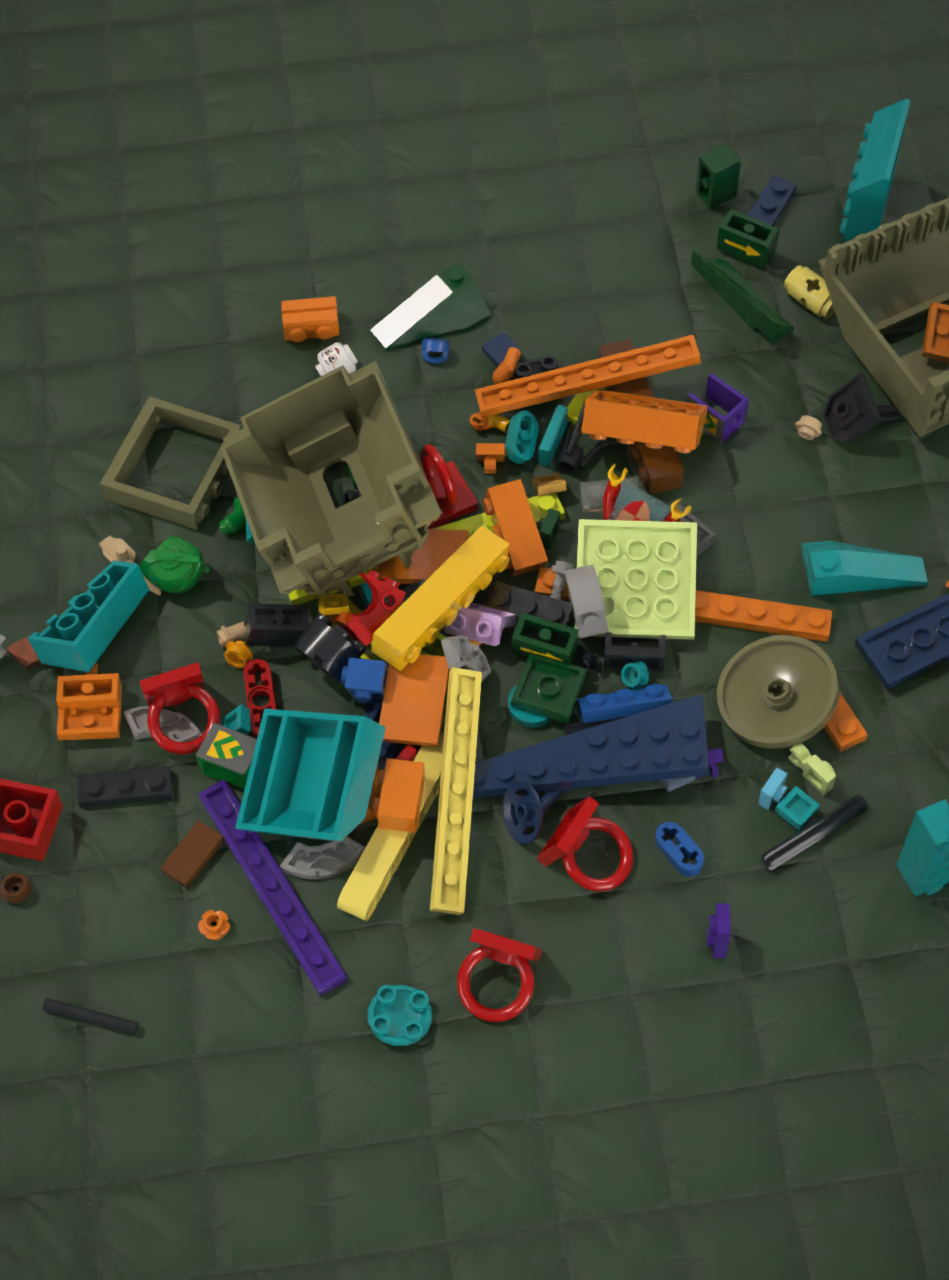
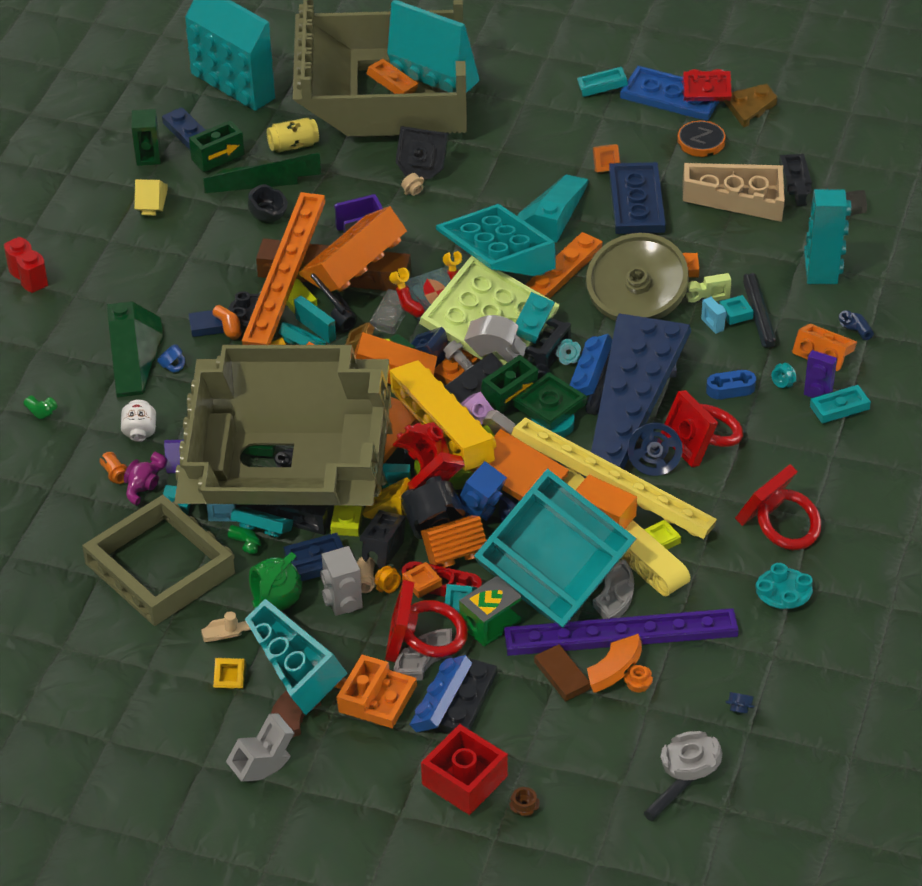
camera: 65 degrees left, 15 degrees down
(70, 581) = (229, 673): none -> yellow slope
(113, 760) = (440, 693): none -> blue plate
(129, 1013) = (691, 755): none -> light grey tile
(200, 615) = (341, 581): none -> light grey brick
(219, 1031) = (740, 702): none -> dark blue plate
(231, 898) = (617, 661): none -> orange tile
(237, 583) = (309, 554): none -> dark blue plate
(243, 682) = (425, 579): none -> orange tile
(266, 393) = (143, 476): none -> magenta piece
(267, 379) = (114, 467): none -> orange pin
(305, 684) = (454, 540): none -> orange brick
(310, 319) = (77, 422): orange brick -> none
(317, 284) = (40, 409): none -> green arm
(417, 870) = (664, 534): none -> neon yellow tile
(490, 178) = (26, 264): none -> red brick
(562, 547) = (432, 342): none -> dark blue slope
(646, 222) = (150, 196): none -> light yellow slope
(652, 619) = (533, 317): none -> teal plate
(691, 323) = (266, 197): none -> black helmet
(706, 969) = (840, 404): none -> teal plate
(720, 894) = (783, 375): none -> teal plate
(738, 538) = (502, 241): none -> teal slope
(792, 918) = (823, 341): none -> orange bracket
(853, 939) = (857, 323): none -> dark blue arm

